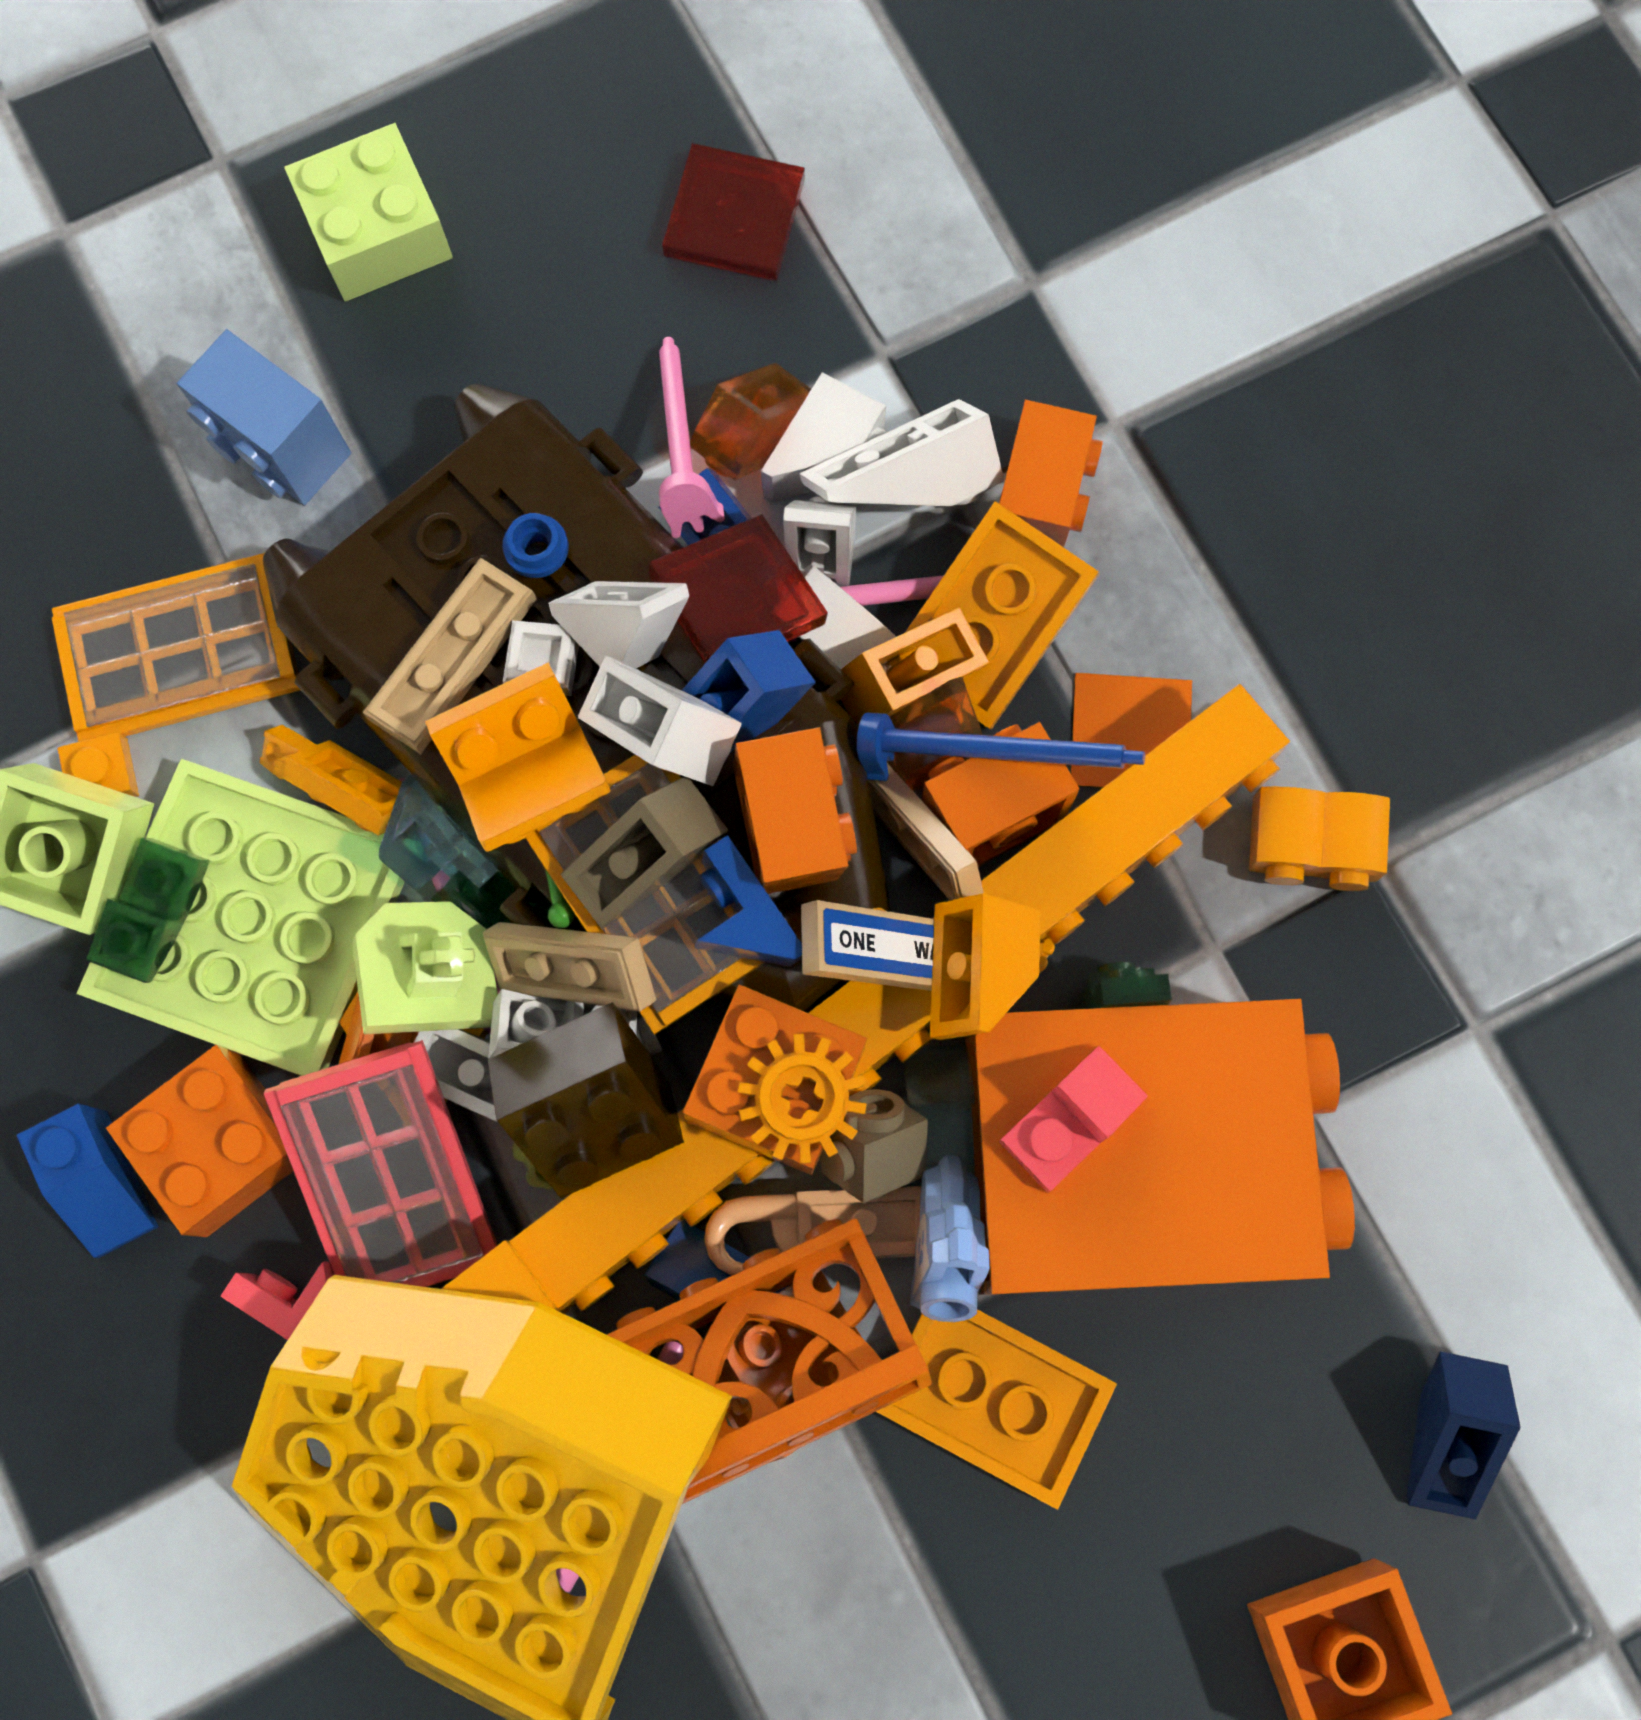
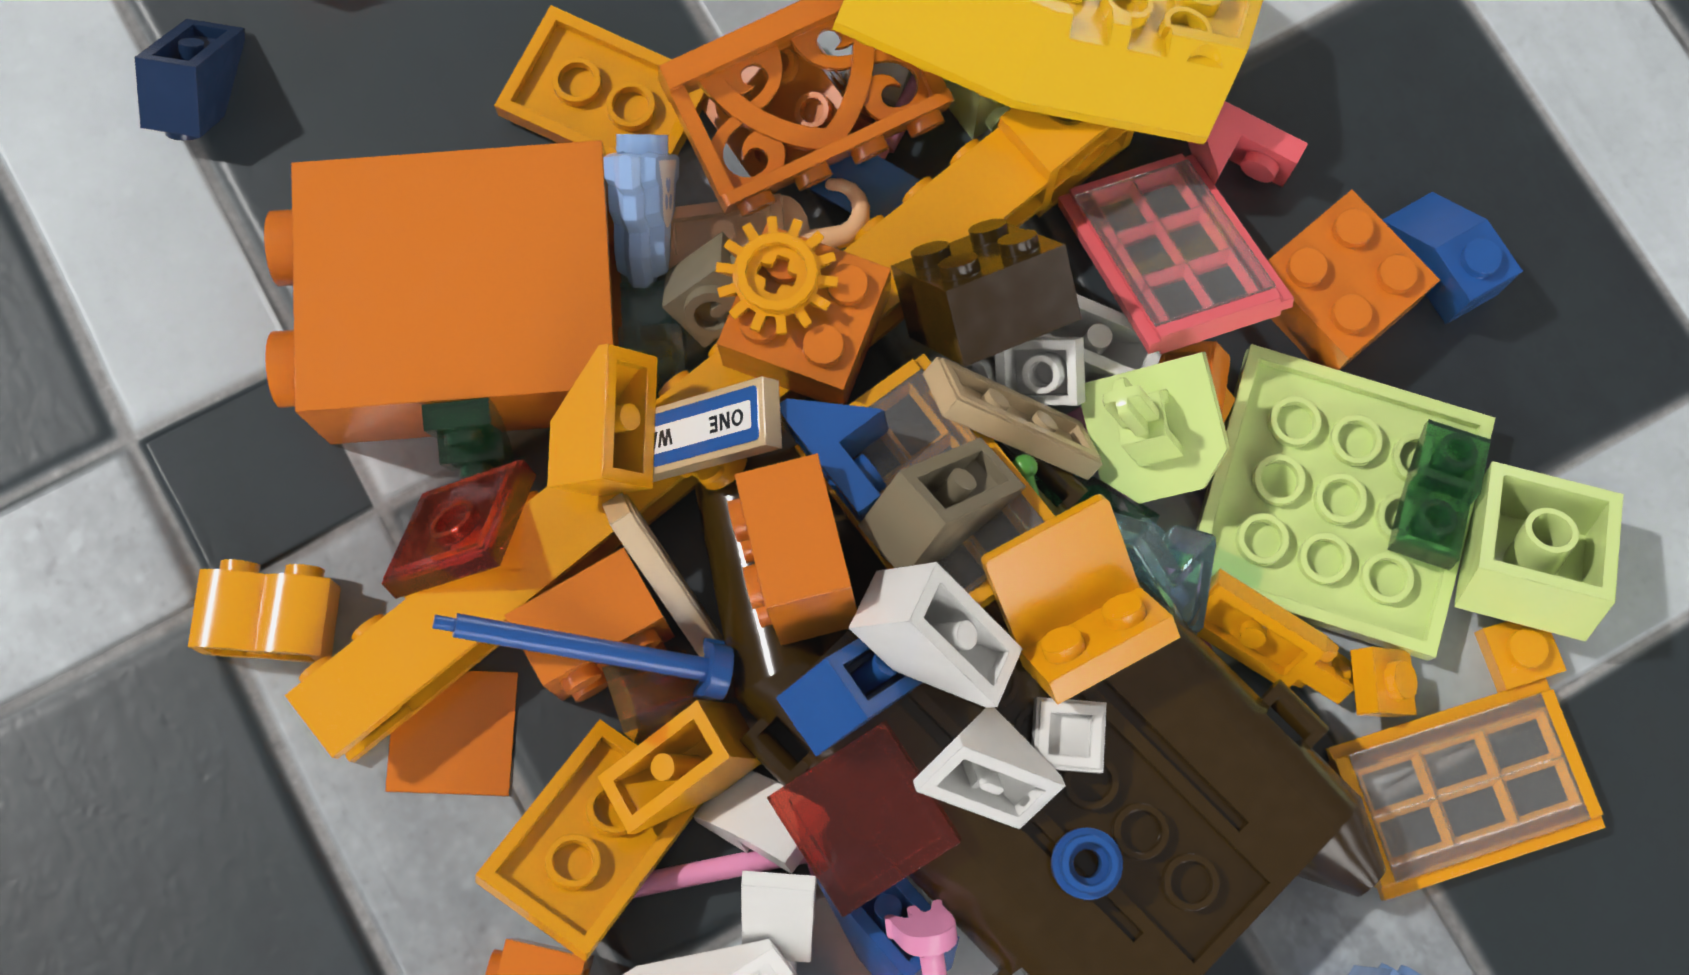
camera: 175 degrees right, 0 degrees up
(235, 738) = (1383, 682): none -> light orange plate
(450, 654) = (1165, 737): tan tile -> none
(1073, 1119) = (517, 290): coral slope -> none
(1129, 897) = (459, 529): none -> clear red tile

